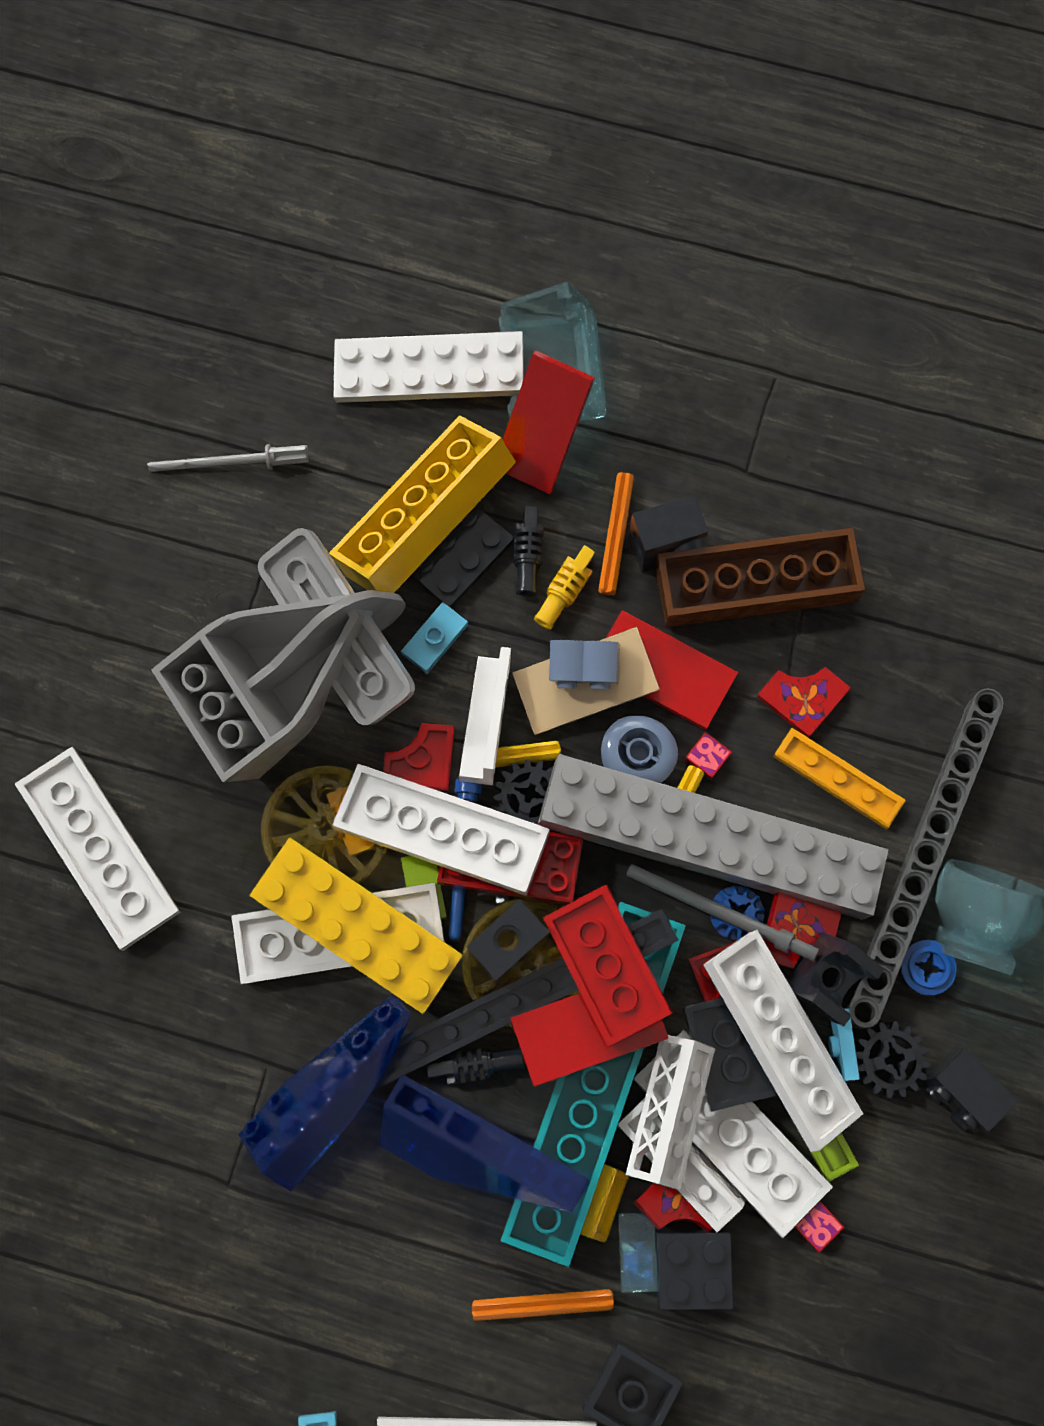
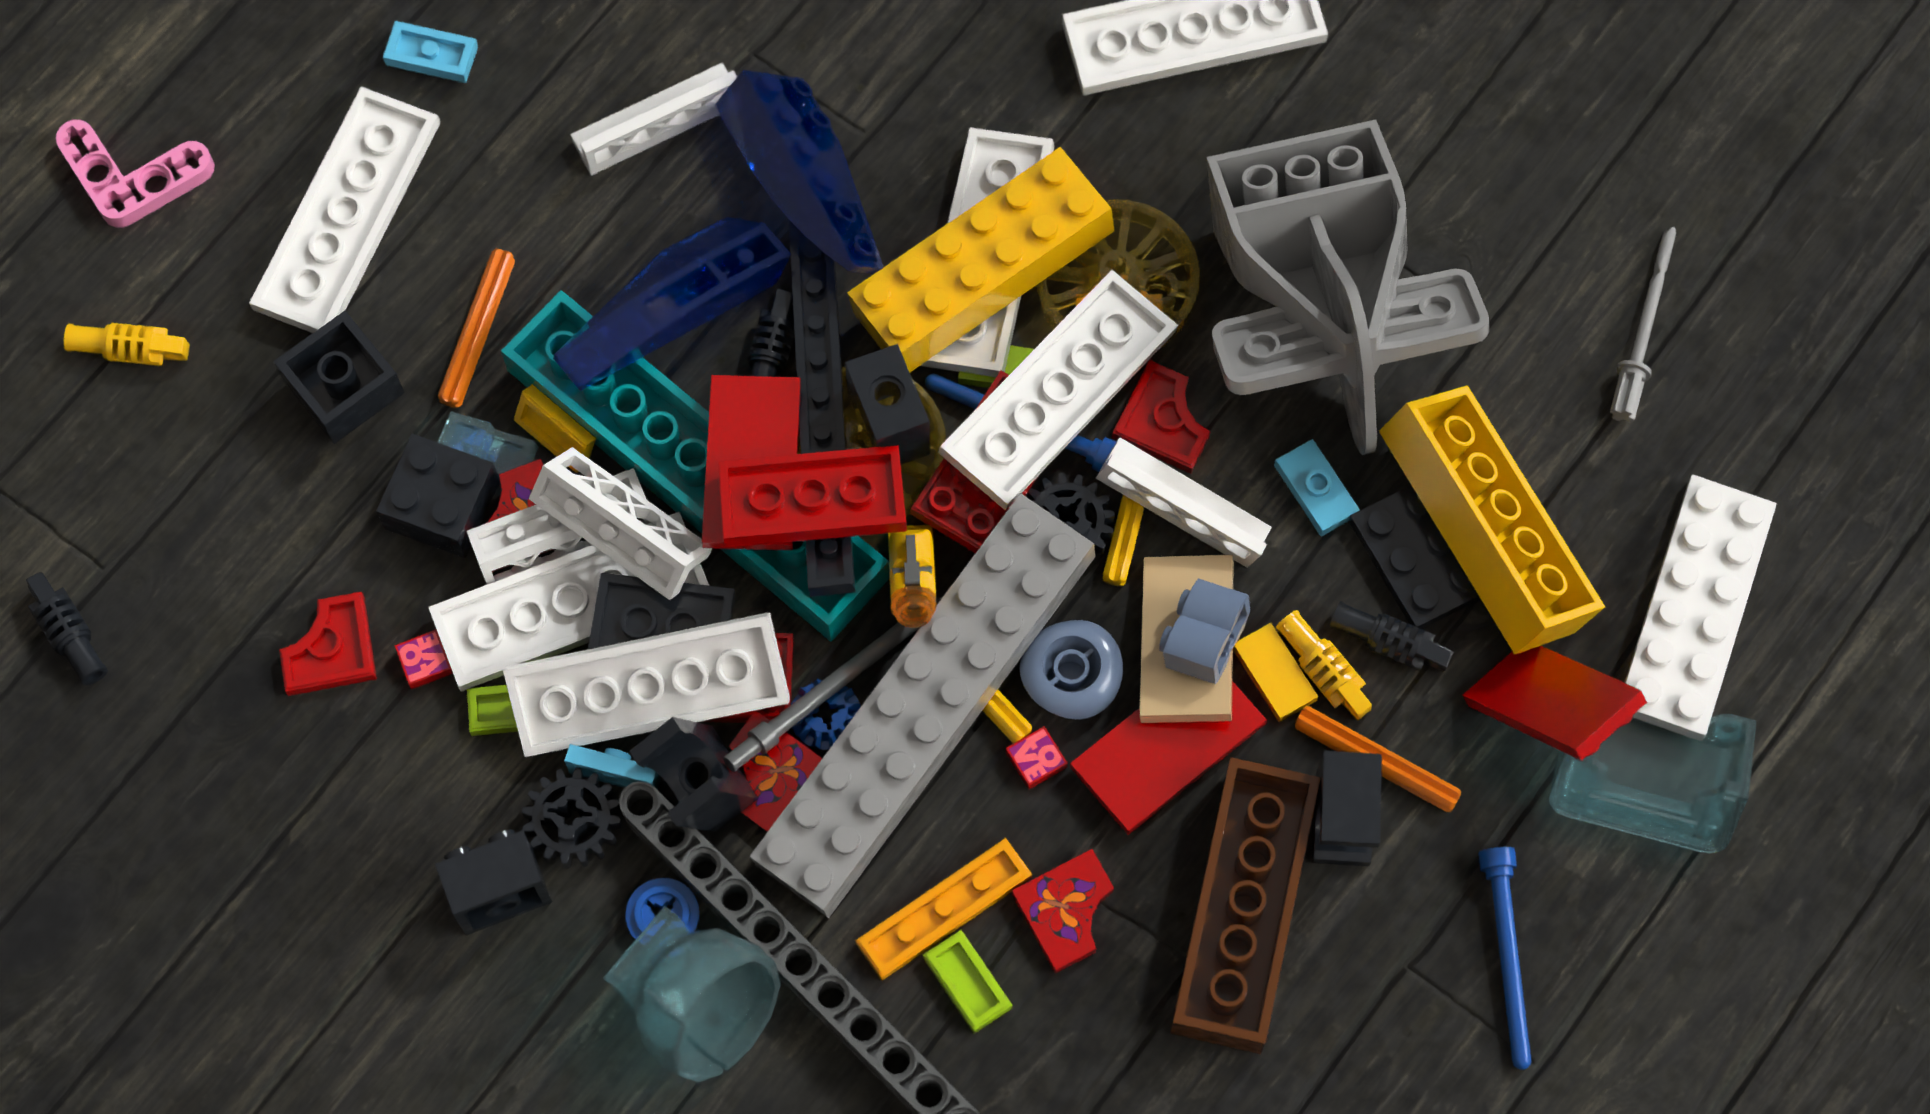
camera: 110 degrees right, 5 degrees down
(313, 1238) = (652, 119): none -> white fence
(583, 616) = (1275, 672): none -> yellow tile
(630, 875) = (912, 575): none -> plate
(659, 434) = (1498, 868): none -> blue piece
(839, 1300) = (334, 650): none -> red tile
(881, 744) = (967, 981): none -> lime tile

